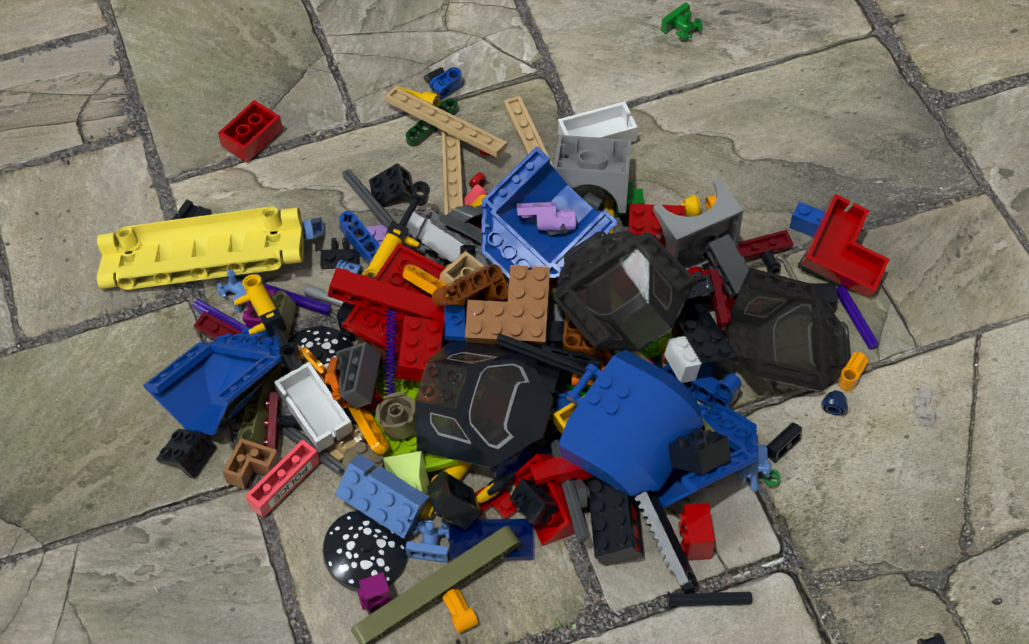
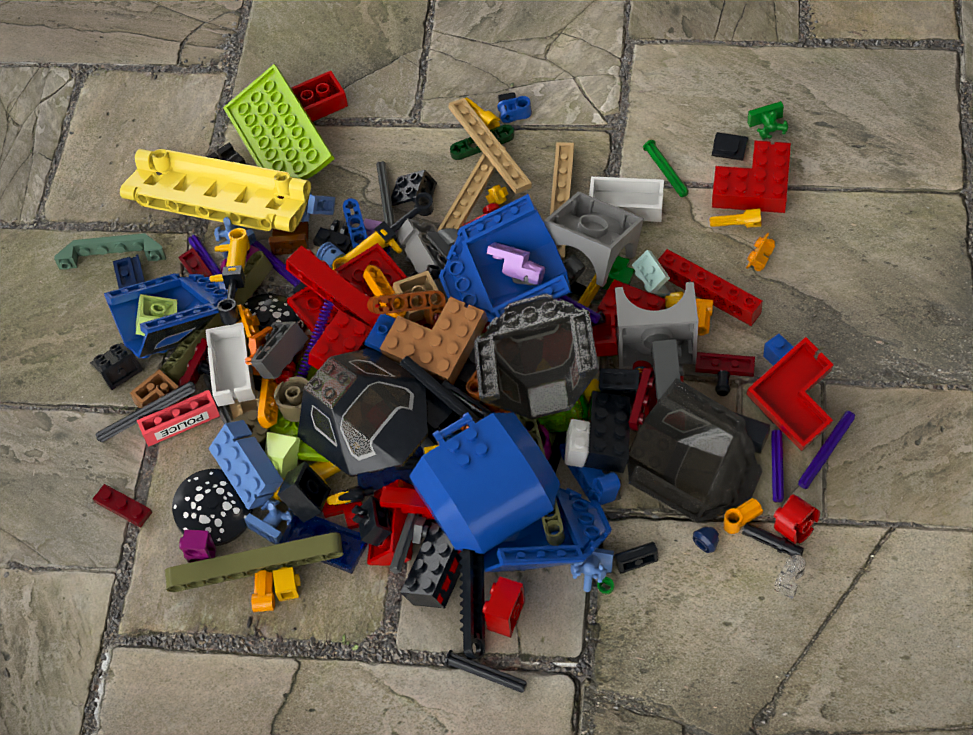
camera: 30 degrees right, 0 degrees up
(107, 341) = (68, 256): none -> sand green slope
(149, 358) = (128, 271): none -> dark blue plate
(202, 386) = (152, 308): none -> yellowish green slope
(229, 169) = (278, 127): none -> lime plate
(240, 492) = (148, 409): none -> black axle
(268, 585) = (122, 505): none -> dark red plate
(298, 274) = (288, 242): none -> reddish brown bracket
(475, 164) = (497, 194): none -> yellow gear
(477, 593) = (286, 583): none -> yellow brick
(614, 92) = (665, 167): none -> green axle
(658, 56) = (729, 146): none -> black piece
(661, 185) = (652, 274): none -> light aqua bracket
(699, 451) = (529, 531): black brick -> none
(700, 182) = (709, 286): none -> red brick
(705, 80) = (755, 187): none -> red piece
(712, 112) = (750, 218): none -> yellow piece
(738, 134) = (756, 257): none -> light orange hinge
(889, 289) = (826, 450): none -> dark purple axle
(897, 383) = (772, 540): none -> black pin
(902, 356) = (796, 519): none -> red brick

